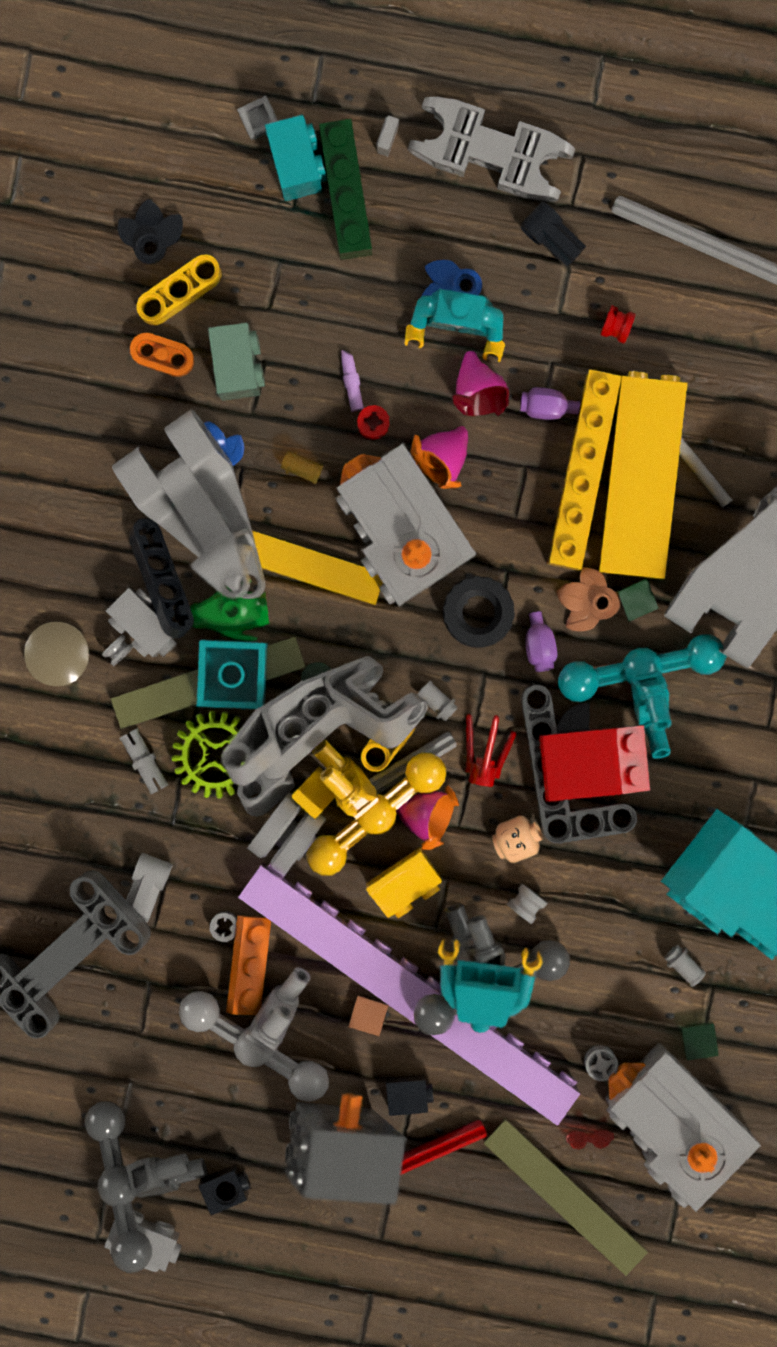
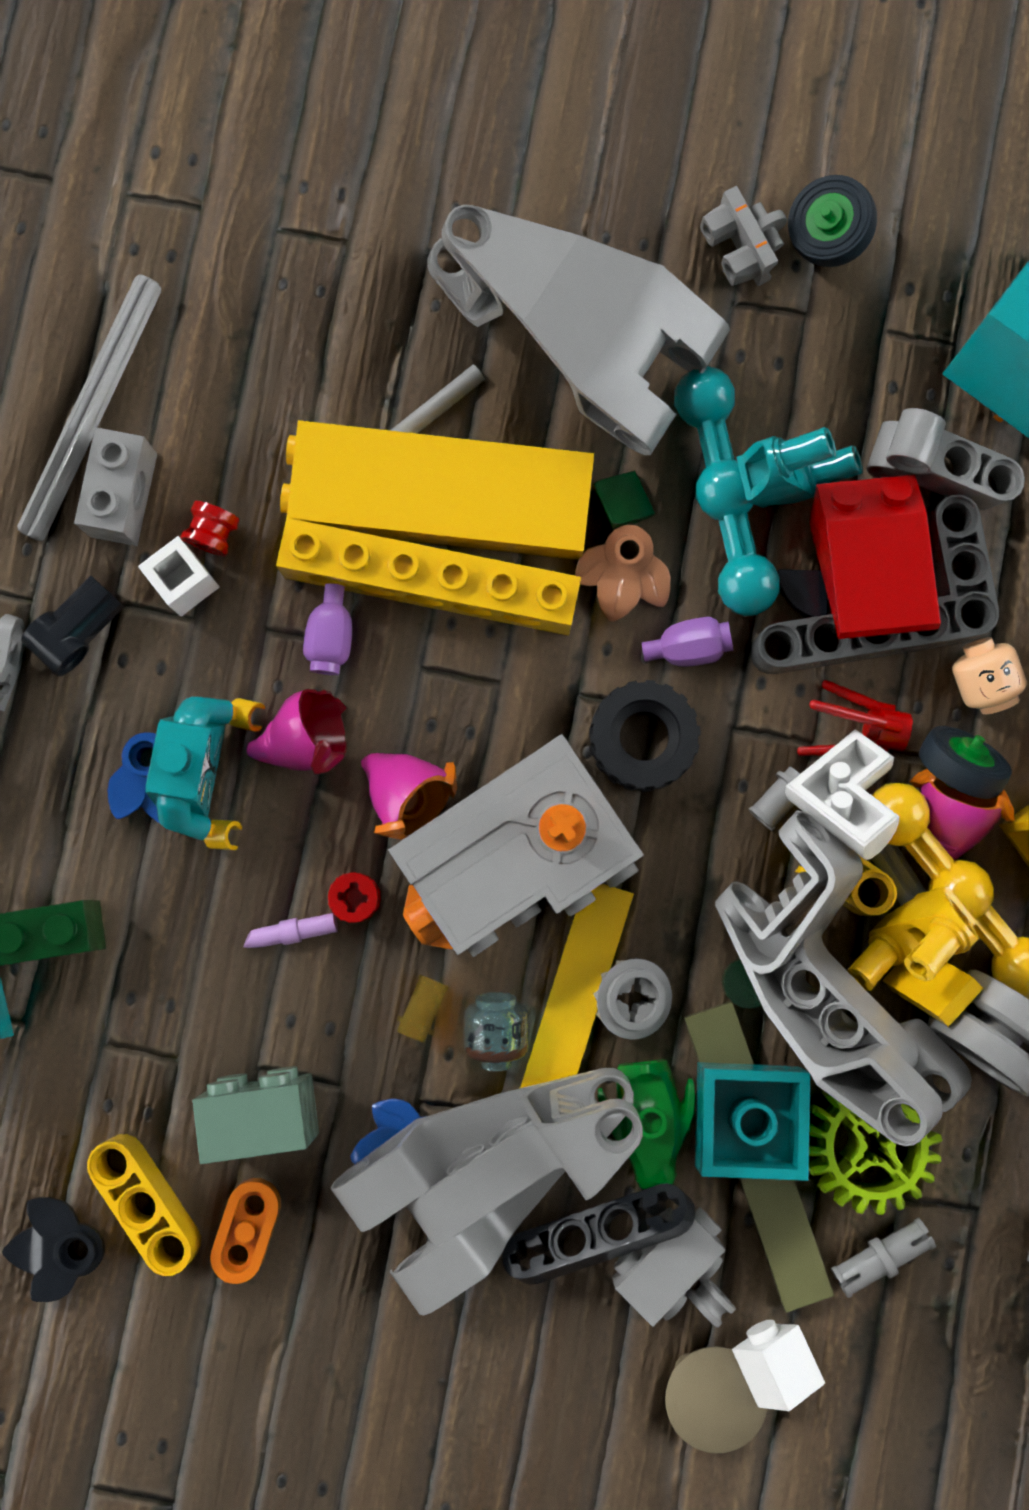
camera: 90 degrees left, 5 degrees down
(80, 690) = (778, 1365): none -> white brick
(287, 514) = (496, 1030): none -> clear light blue head
(296, 611) = (645, 1015): none -> light grey gear
(438, 731) = (837, 795): none -> white brick
(460, 819) = (965, 762): none -> black wheel
(584, 305) = (178, 576): none -> white brick
(645, 261) = (116, 486): none -> light grey brick
(667, 792) = (919, 447): none -> light grey piece

